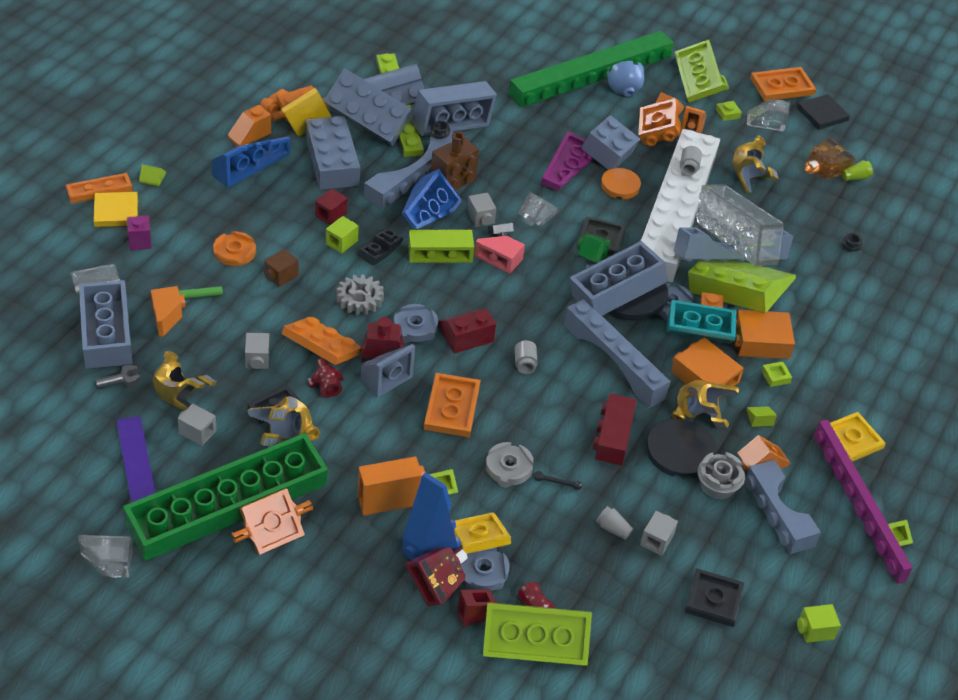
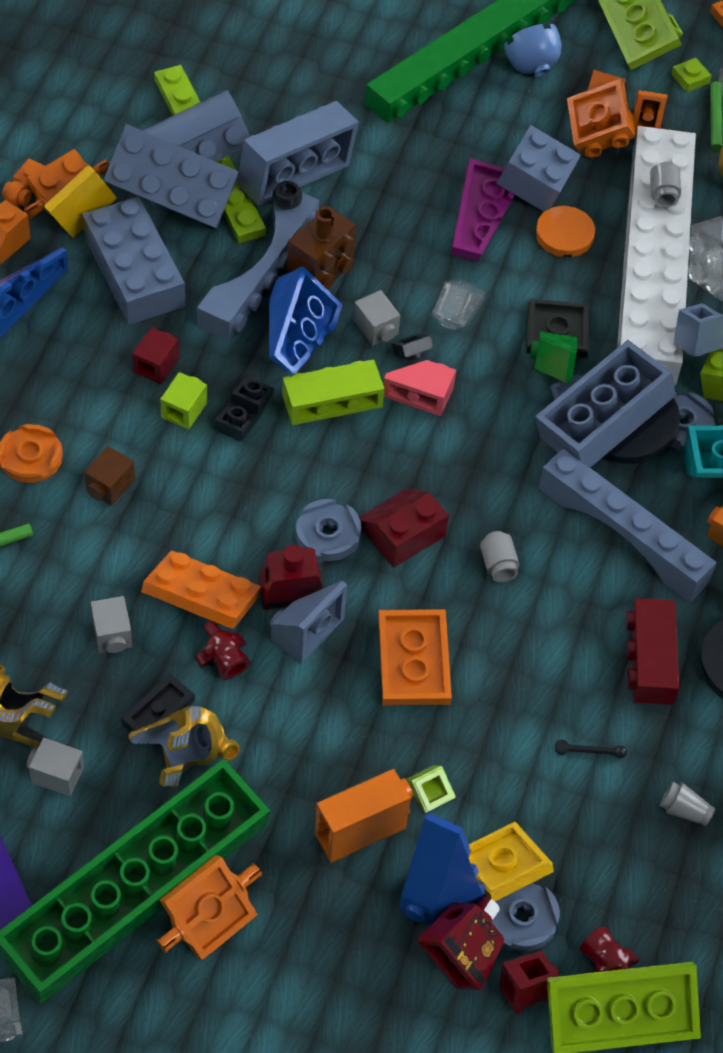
camera: 10 degrees left, 10 degrees up
(360, 294) = (236, 498): light grey gear -> none
(505, 474) = (515, 756): light grey plate -> none
(739, 134) = (716, 115): none -> bright green bar

